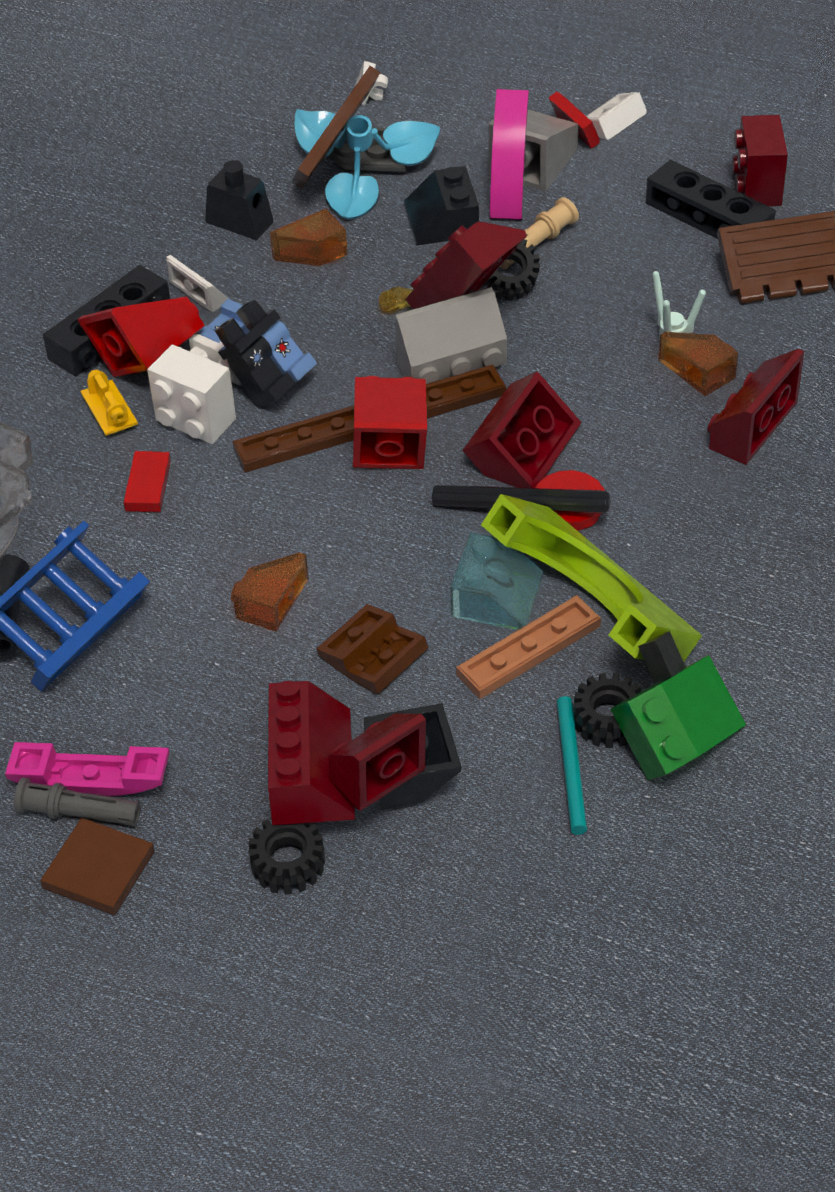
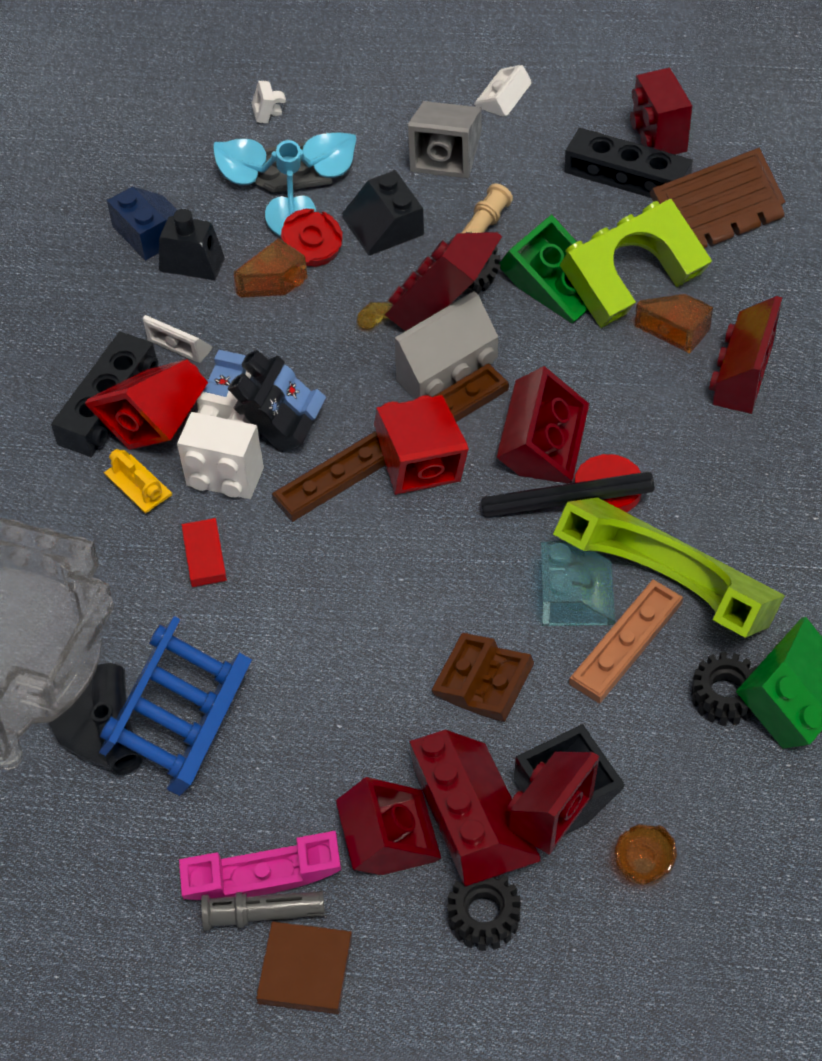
camera: 15 degrees left, 5 degrees up
(197, 164) = (140, 218): none -> dark blue slope
(222, 759) = (386, 827): none -> dark red slope
(270, 591) = (366, 642): clear orange slope -> none
(335, 127) = (264, 156): reddish brown hinge -> none
(364, 215) = (313, 235): none -> red tile
(463, 840) = (645, 854): none -> clear orange hair
(508, 154) = (434, 150): dark pink slope -> none
(566, 110) = (464, 96): red tile -> none
(571, 766) = (711, 752): teal bar -> none
(594, 290) = (537, 270): none -> green slope
(662, 657) = (771, 632): pearl dark grey slope -> none
(674, 321) = (640, 287): light aqua plant -> none
(706, 267) = (658, 230): none -> lime arch

